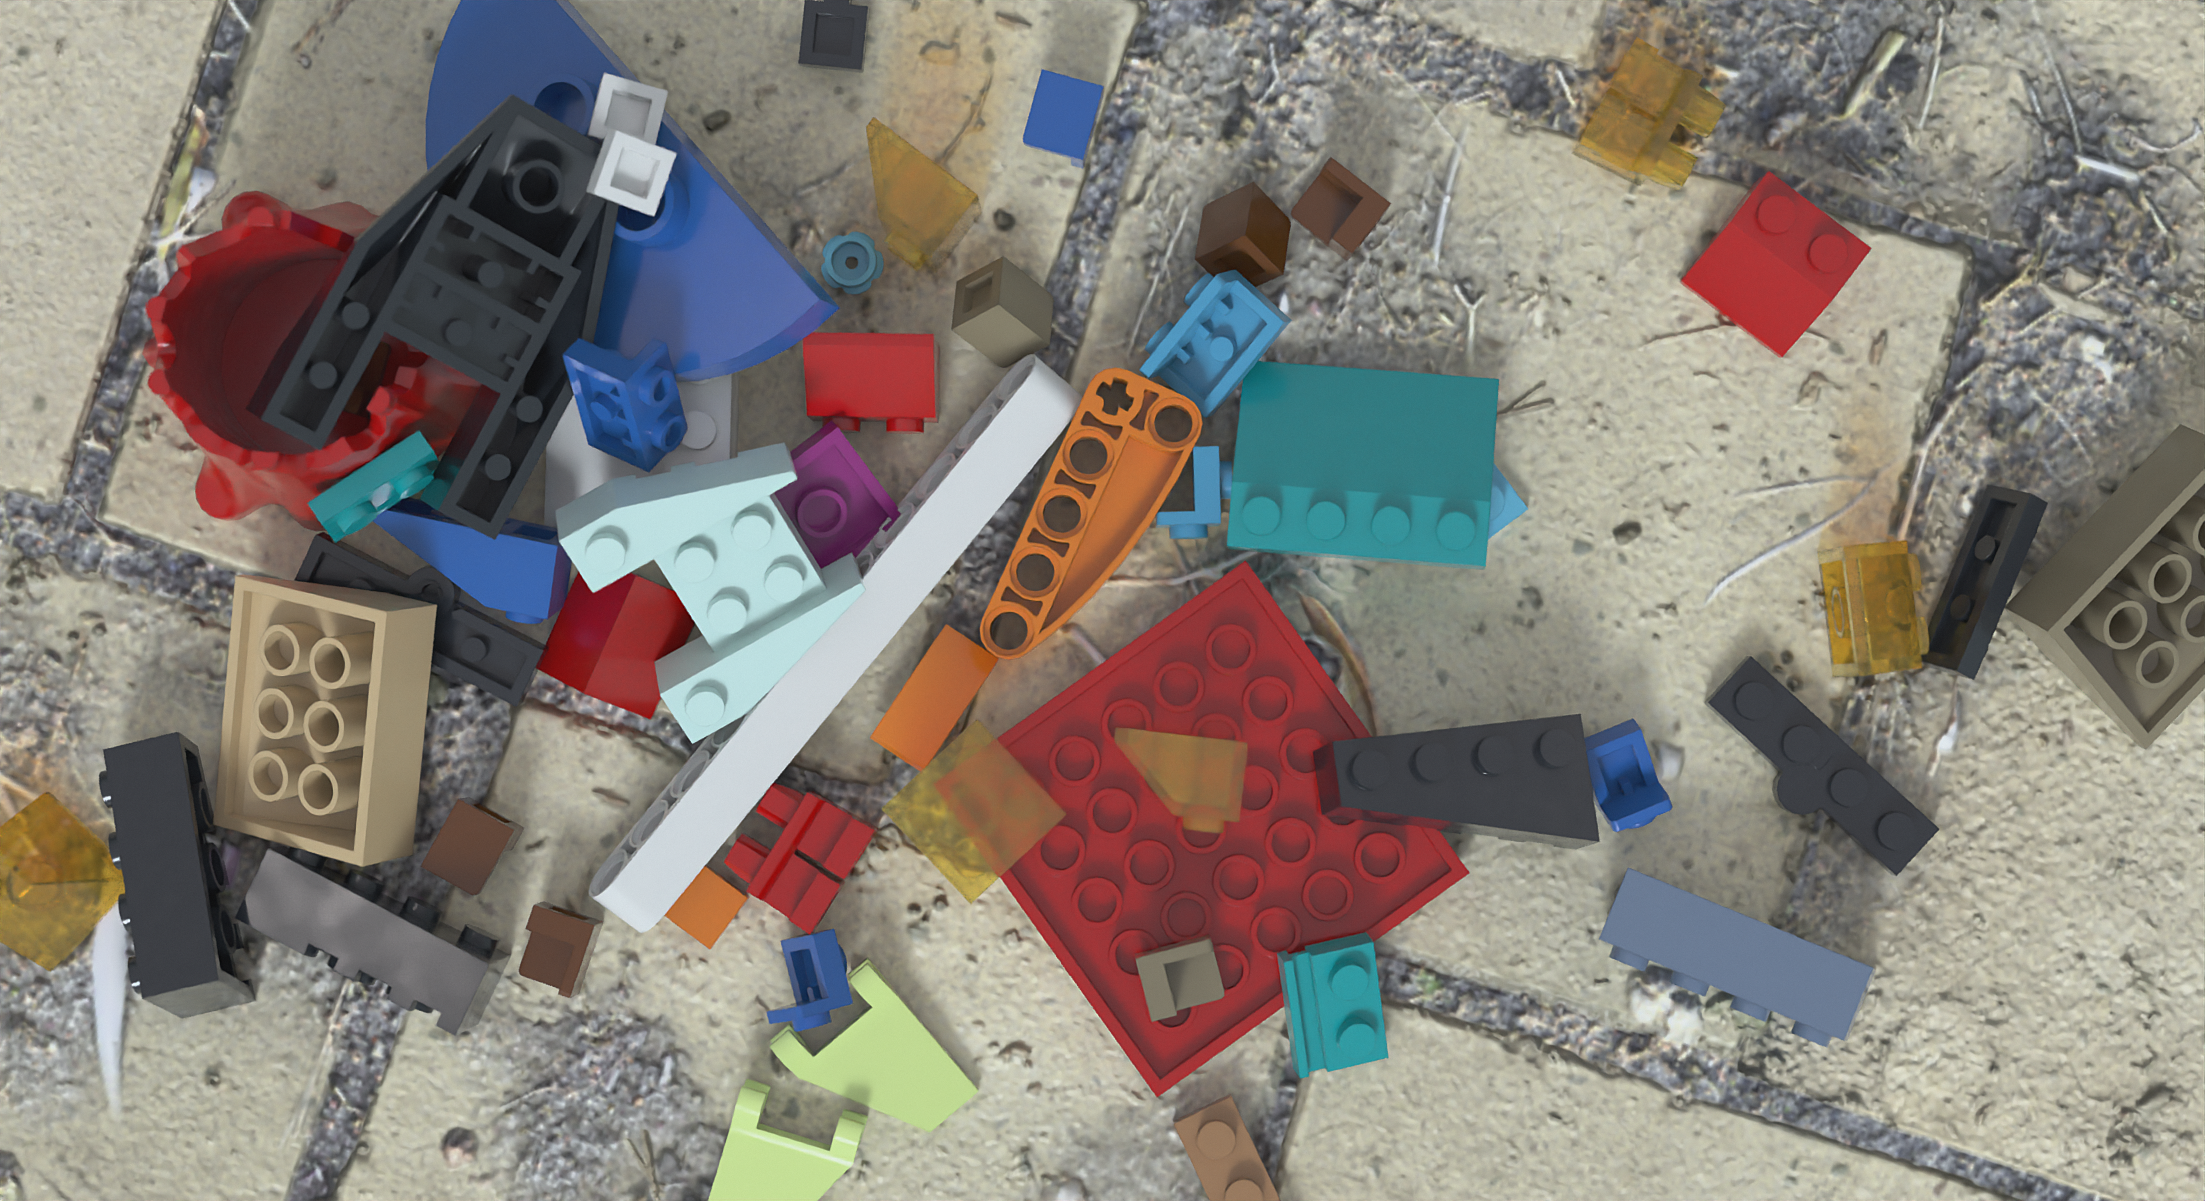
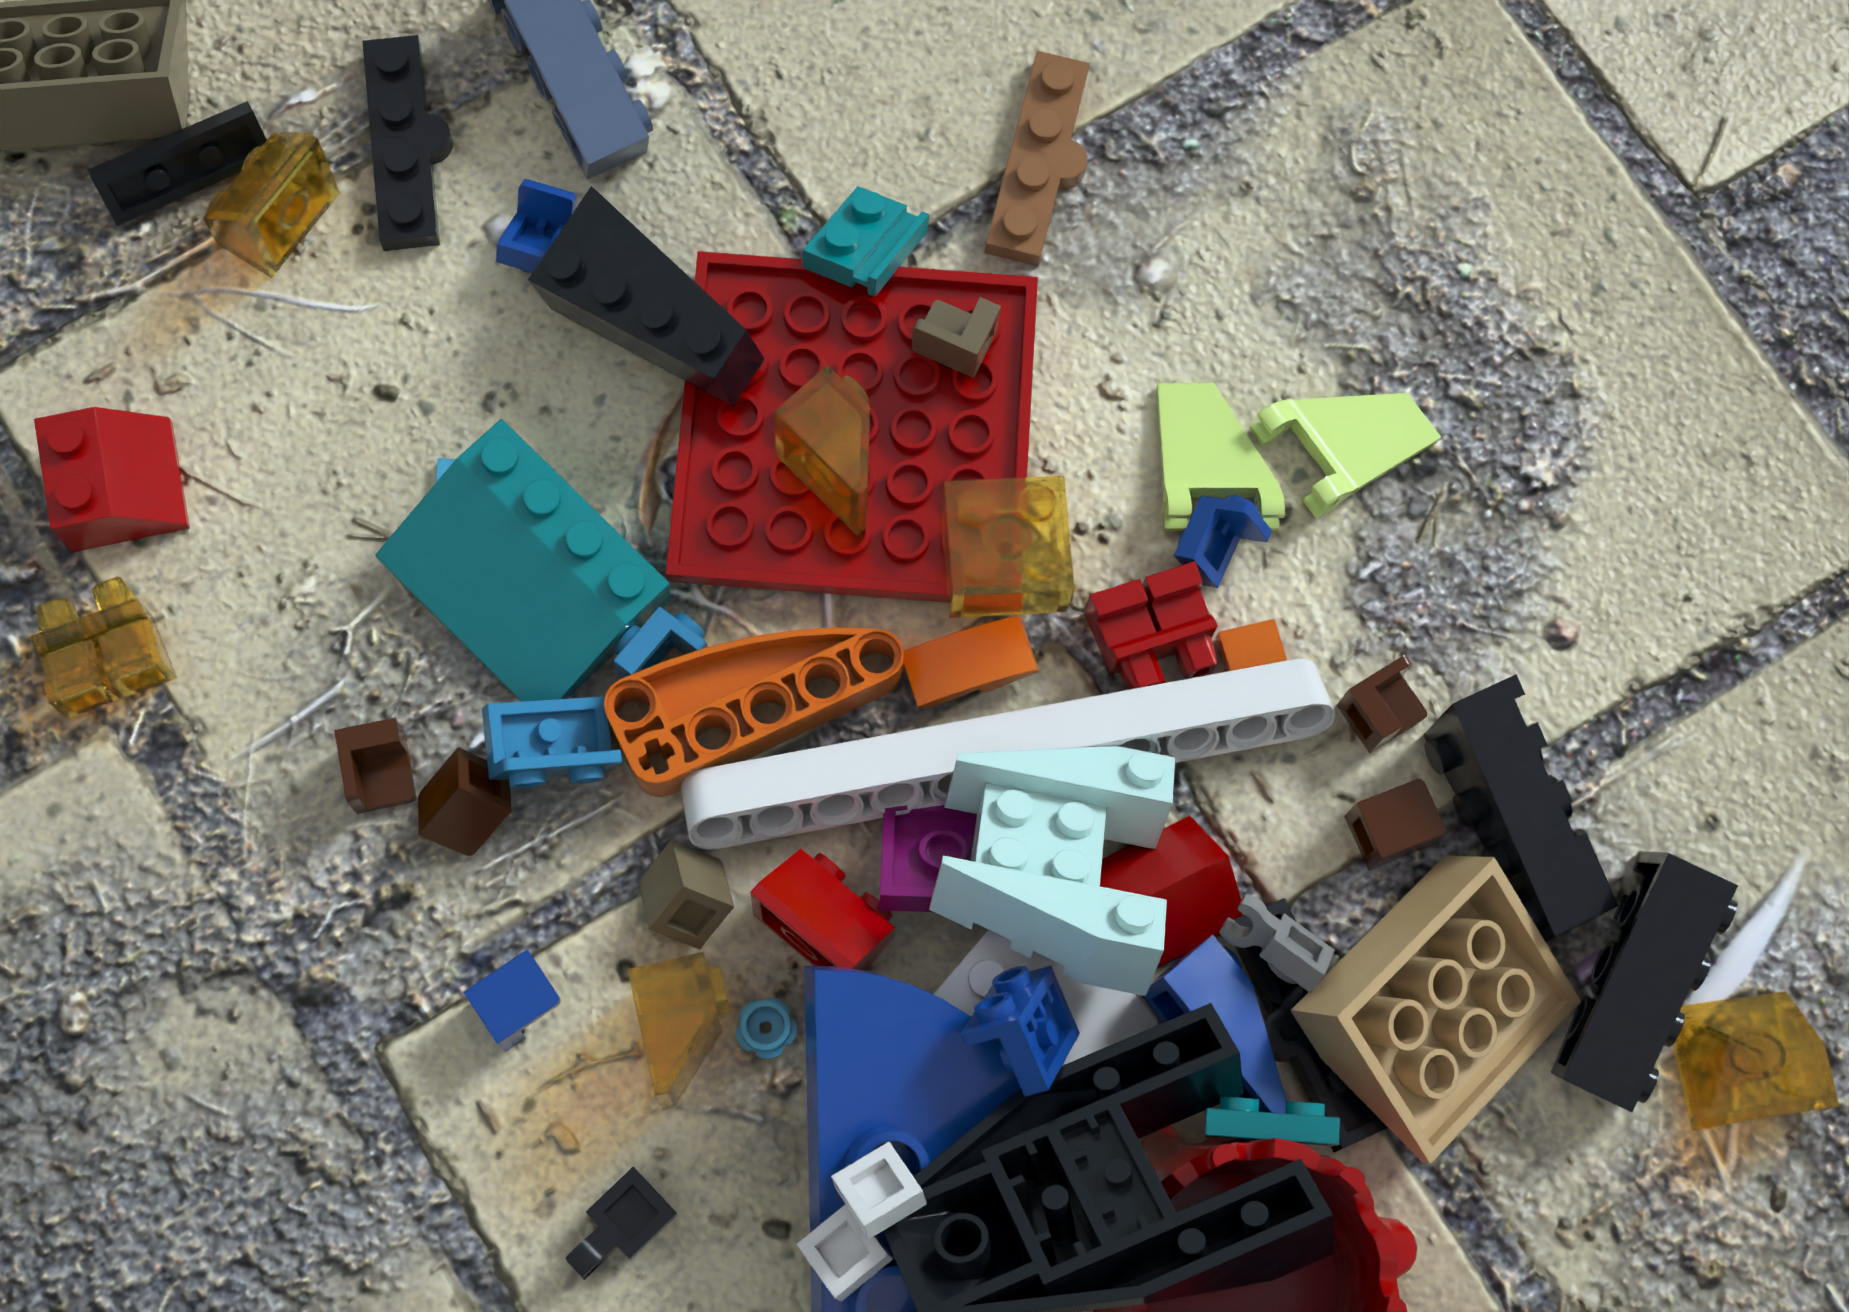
camera: 150 degrees left, 15 degrees down
(479, 660) = (1286, 945): none -> light grey plate

